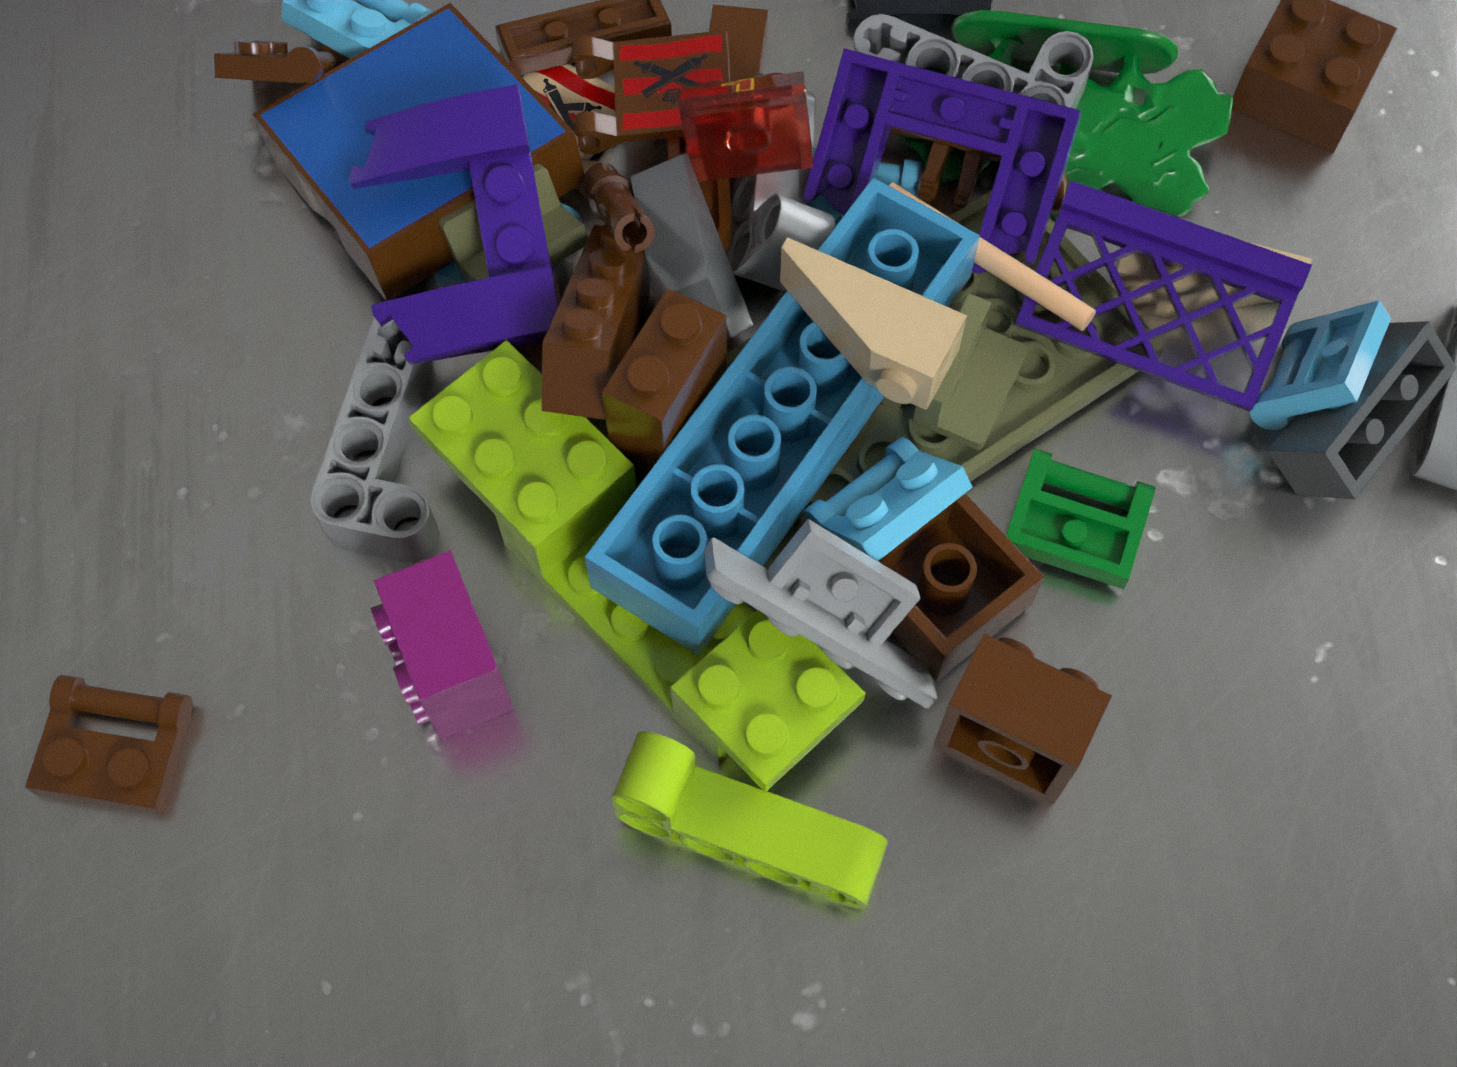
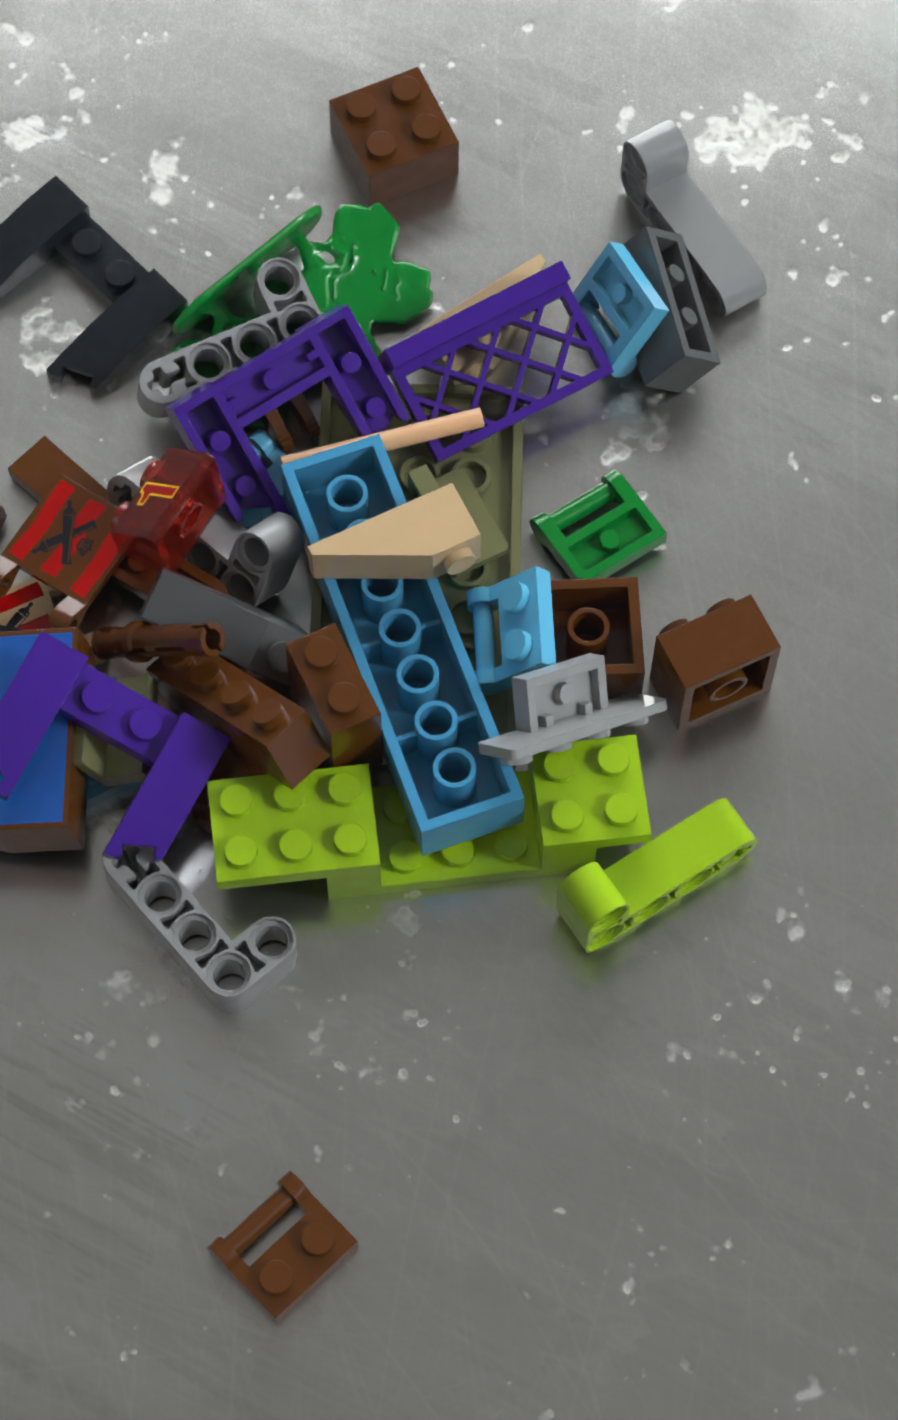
camera: 55 degrees left, 0 degrees up
(439, 647) = (395, 974): magenta brick -> none

